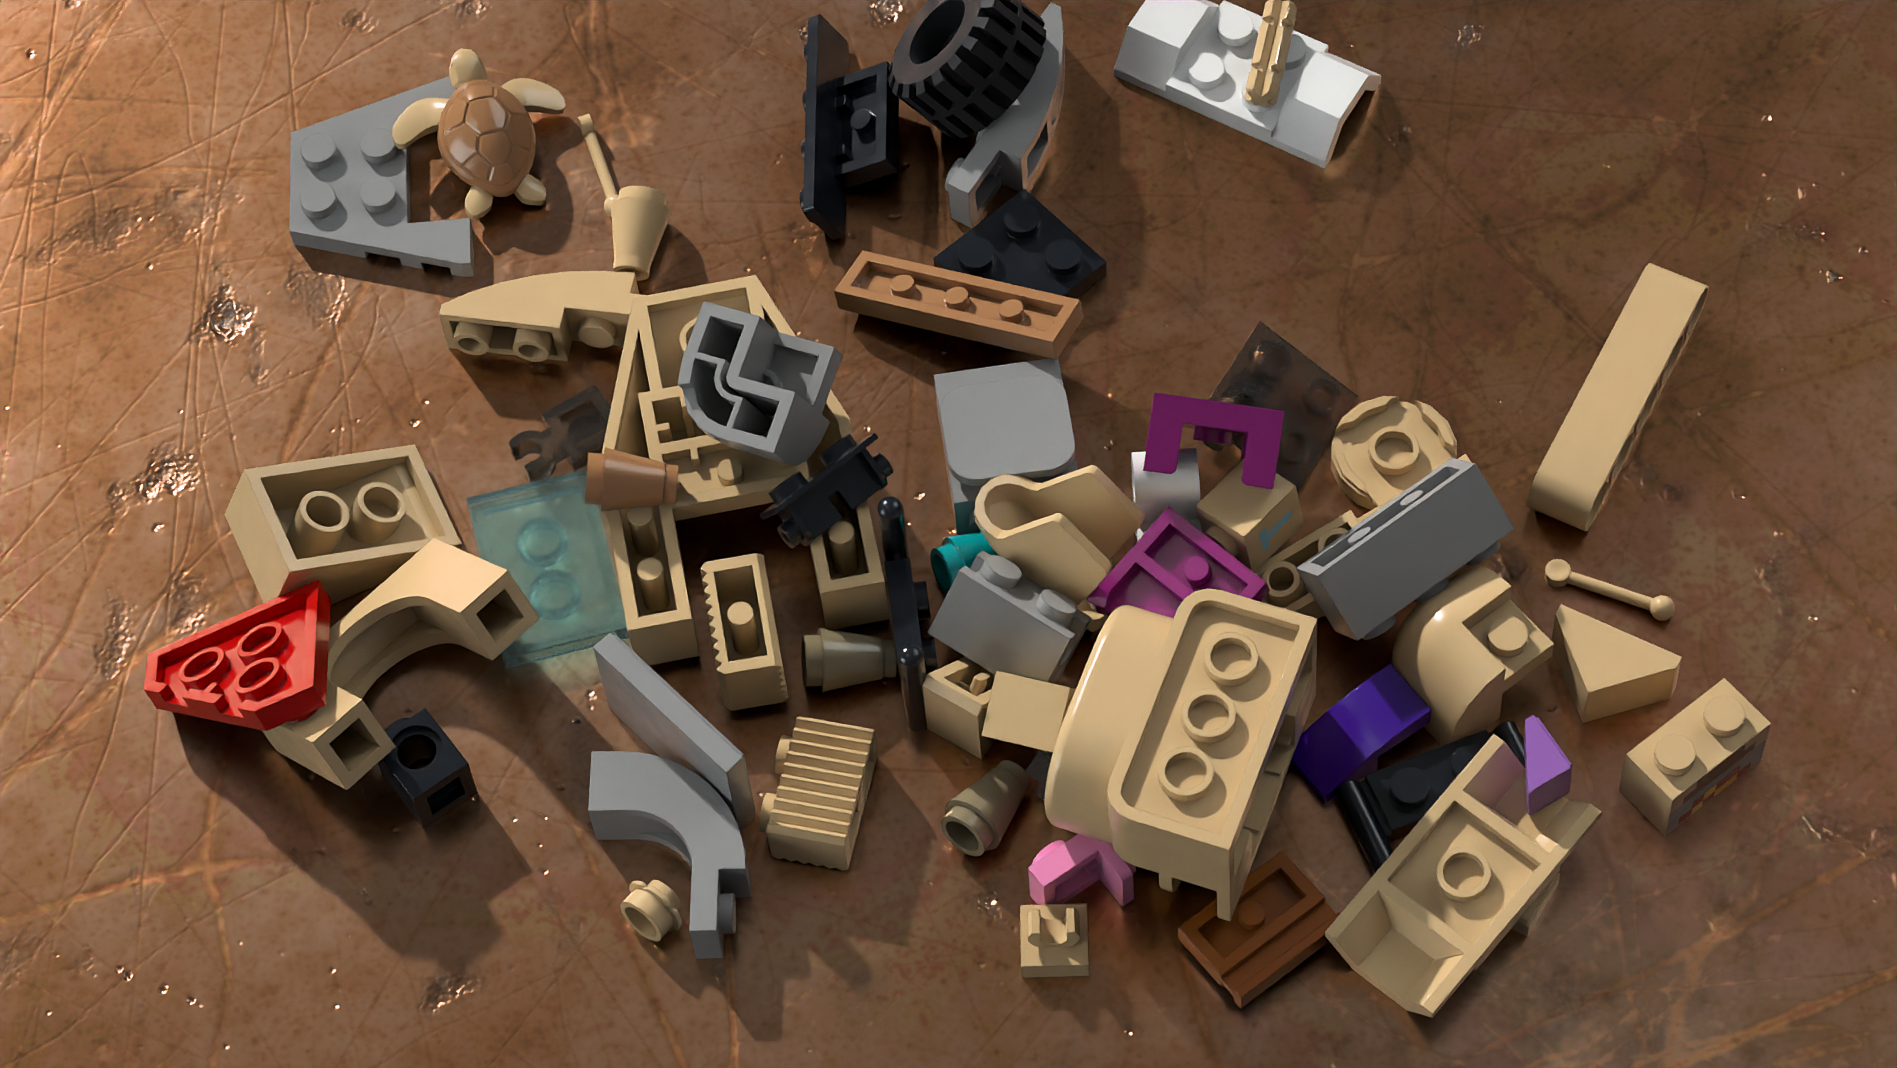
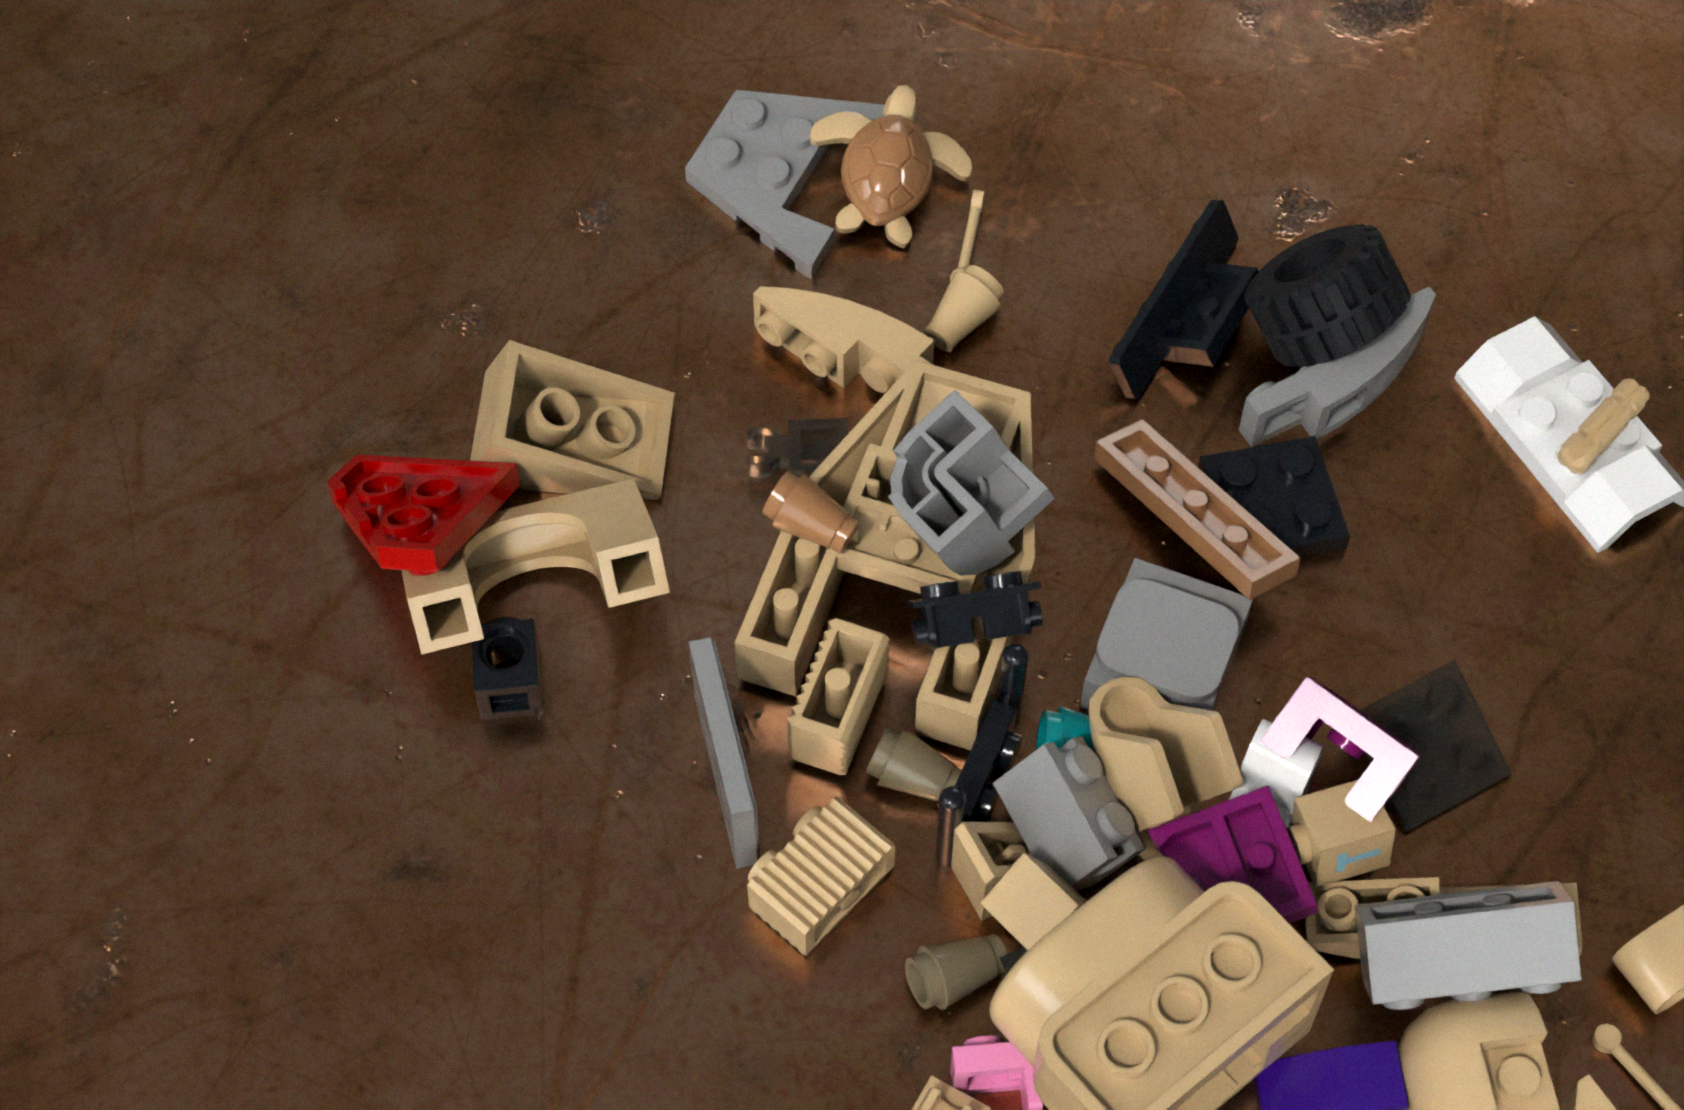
camera: 25 degrees right, 0 degrees up
(557, 559) = (711, 552): clear light blue tile -> none
(652, 909) = (617, 897): tan plate -> none
(669, 804) = (680, 805): light grey arch -> none
(1388, 448) = (1512, 838): tan tile -> none

